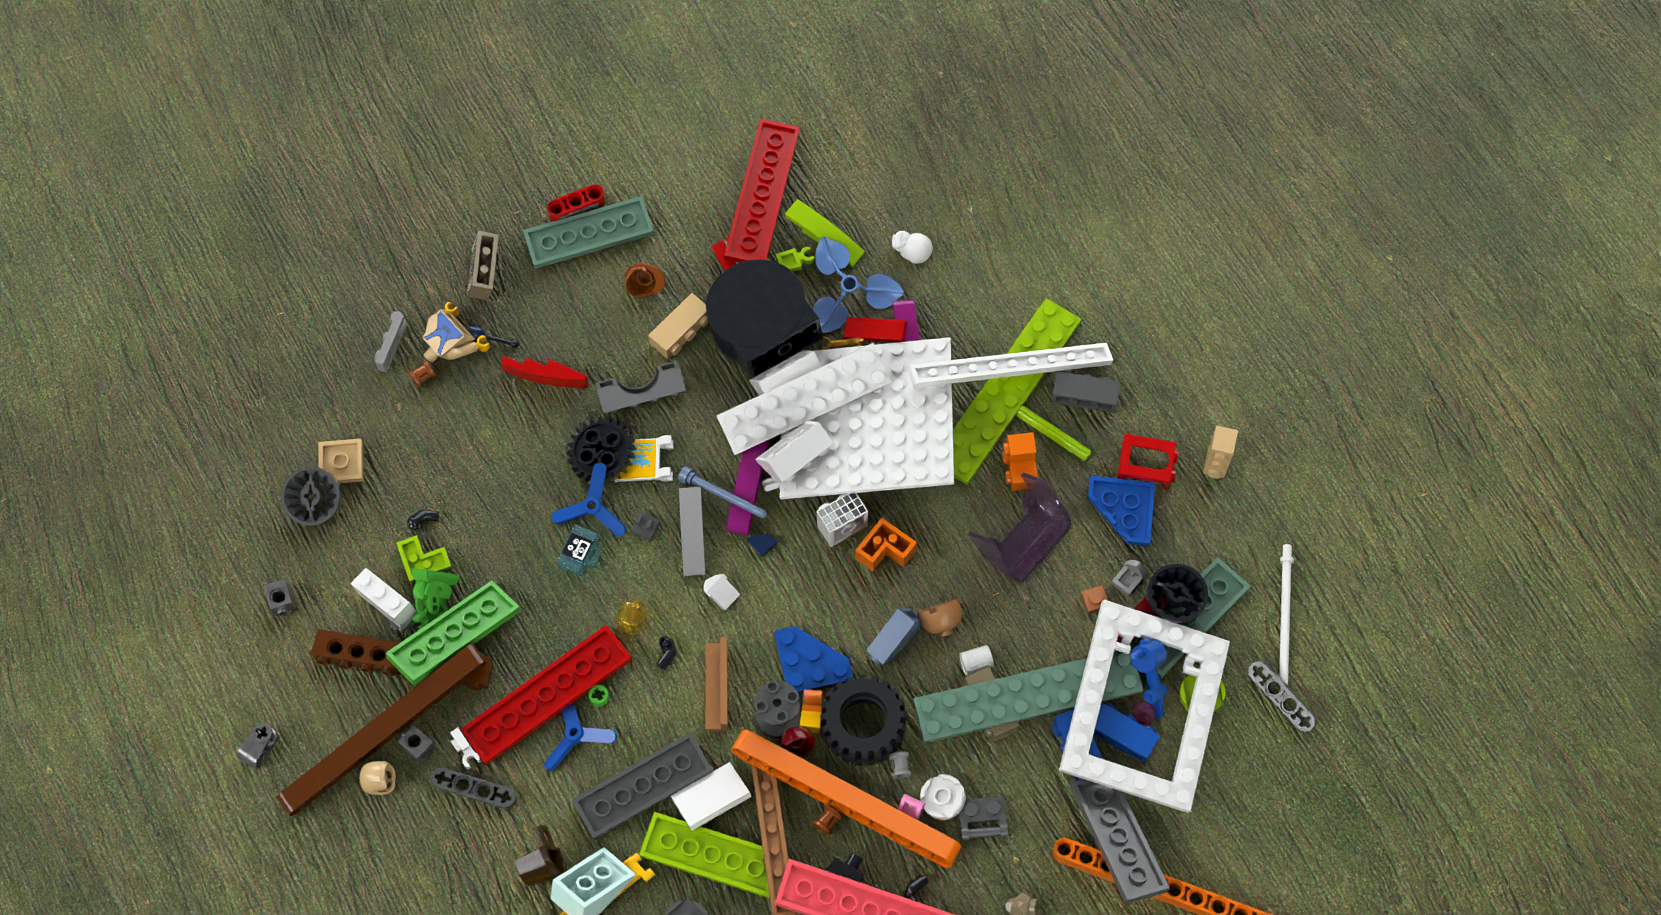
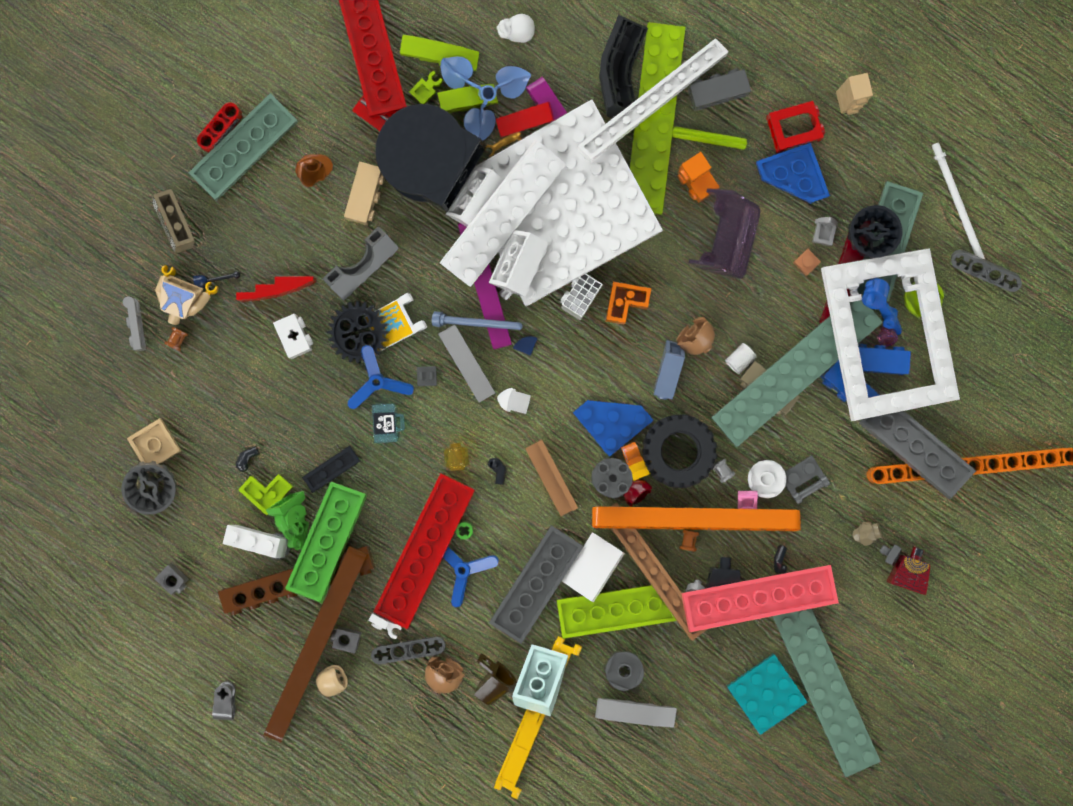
camera: 35 degrees left, 20 degrees up
(493, 830) = (443, 675): none -> medium nougat cylinder
(499, 570) = (331, 469): none -> black tile
(533, 413) = (285, 328): none -> white brick
(826, 285) = (462, 99): none -> lime slope
(997, 317) = (618, 63): none -> black piece

